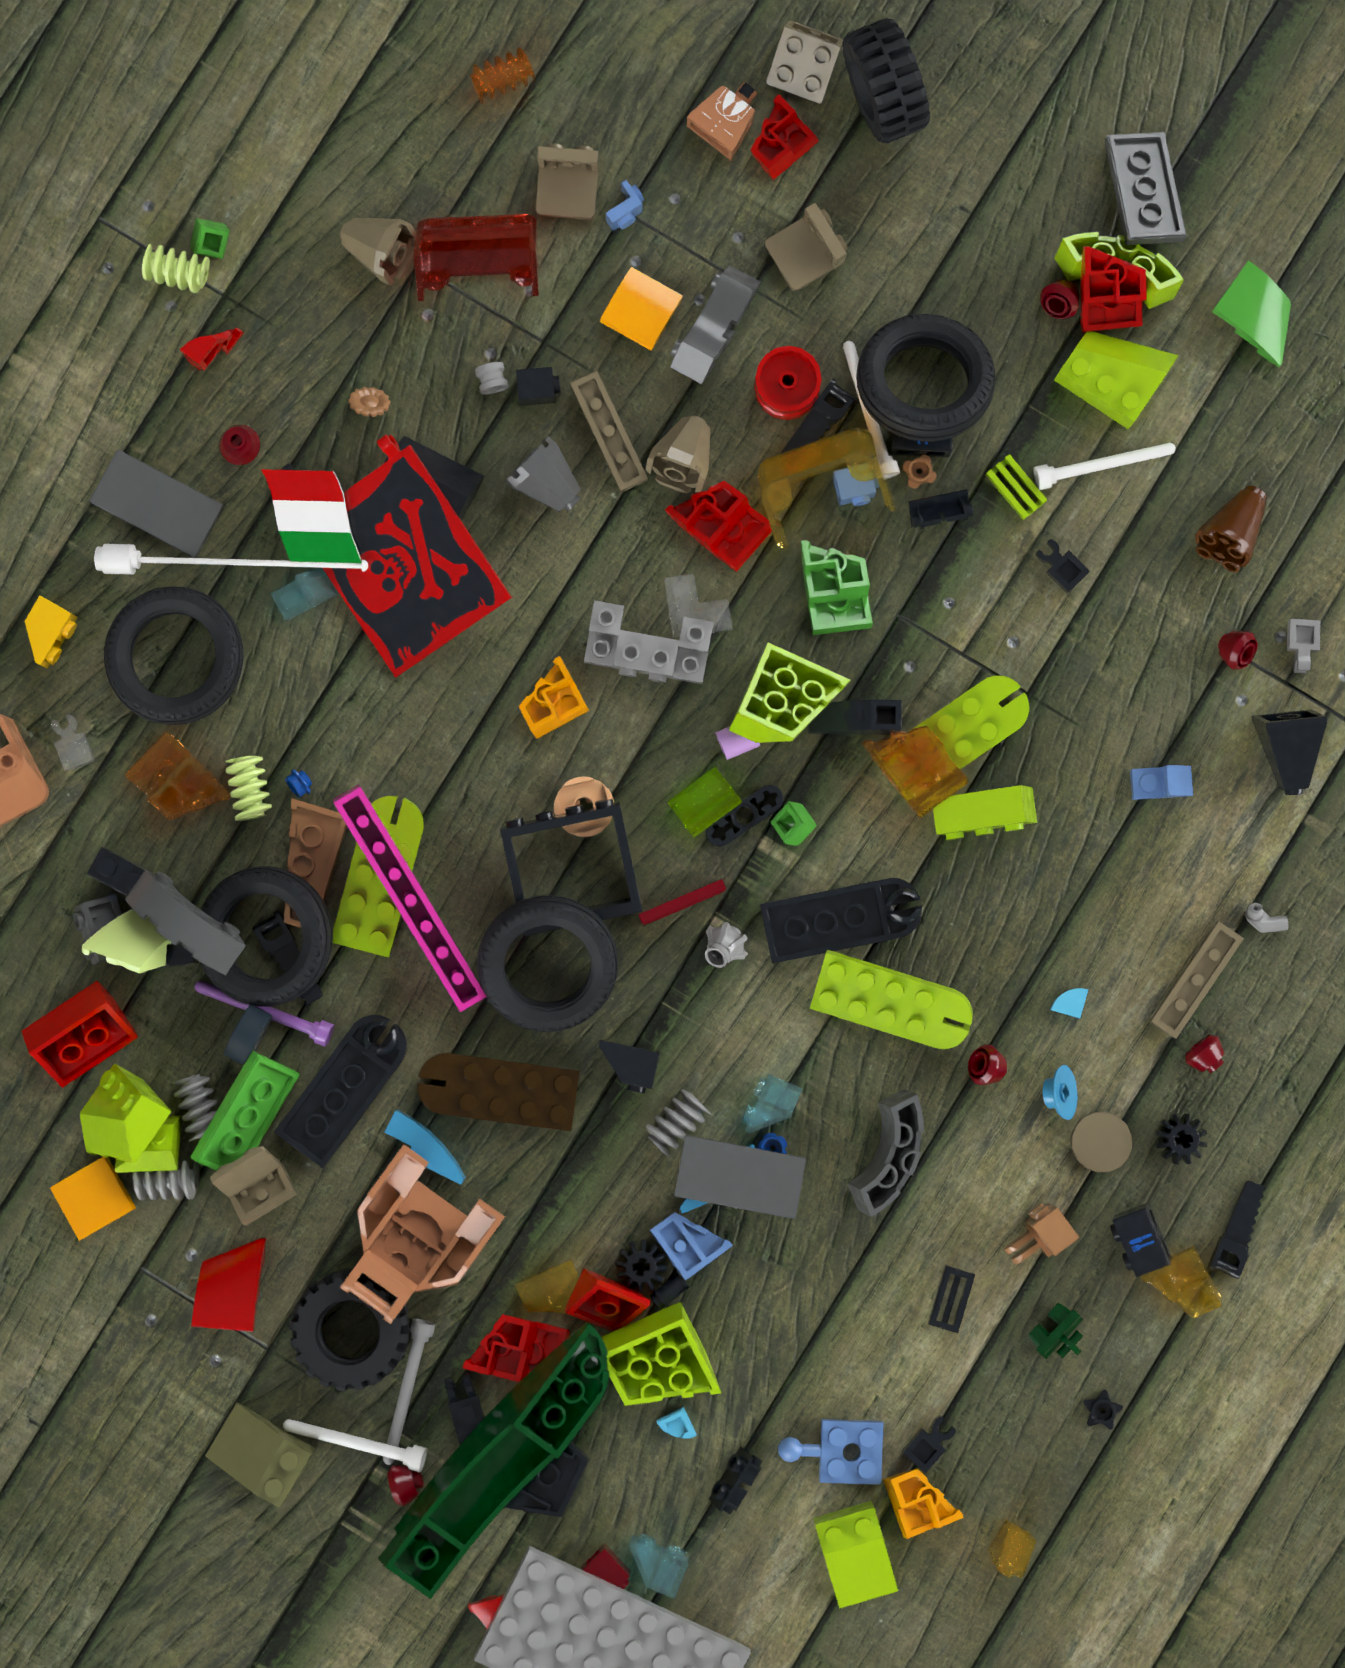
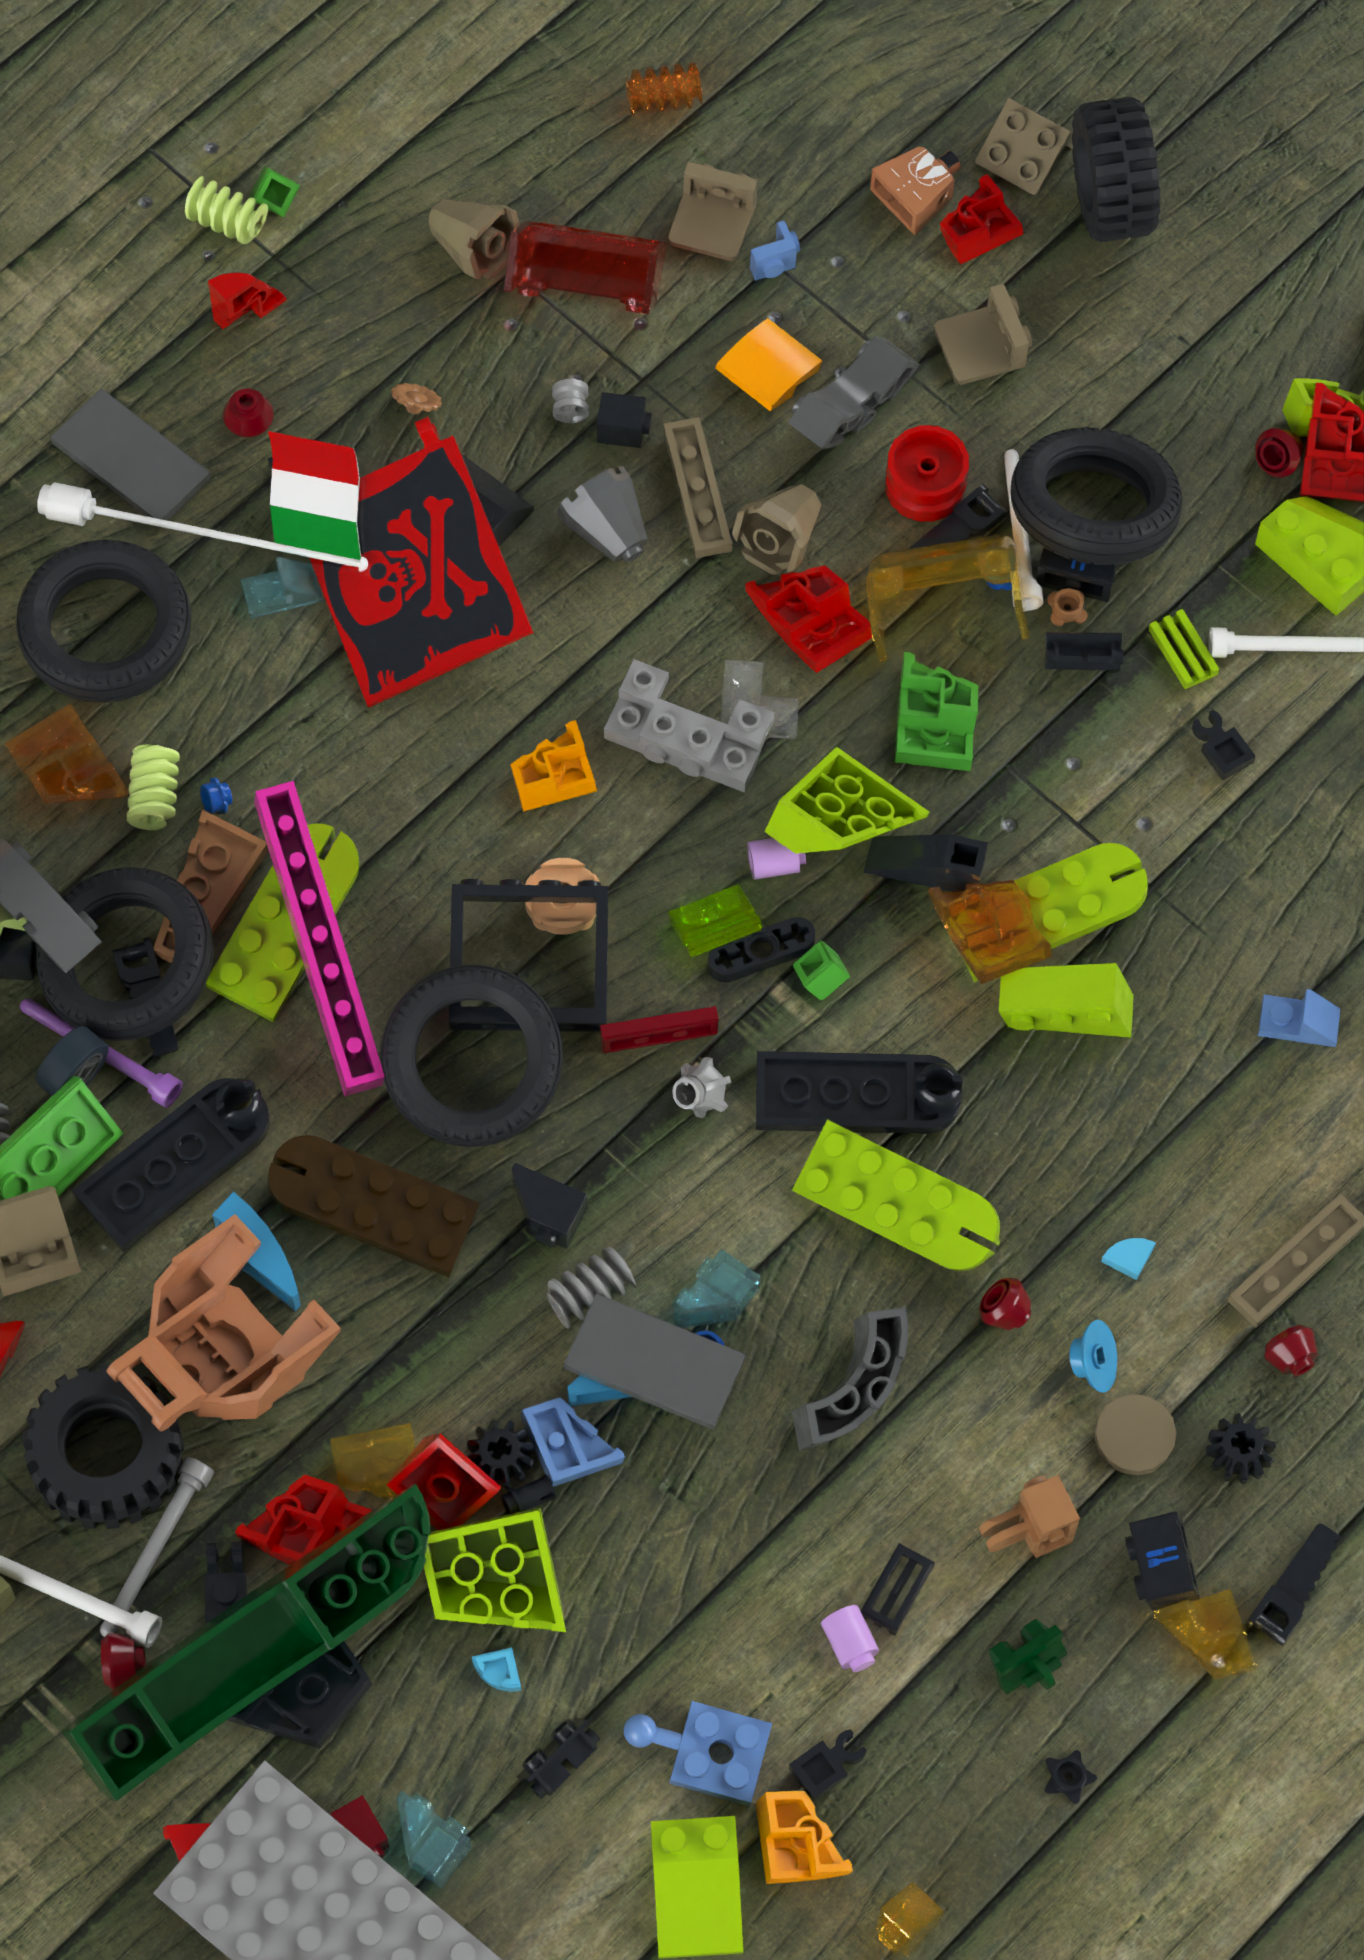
camera: 10 degrees right, 20 degrees down
(851, 490) = (984, 604): medium blue brick -> none
(926, 1348) = (850, 1638): none -> lavender brick

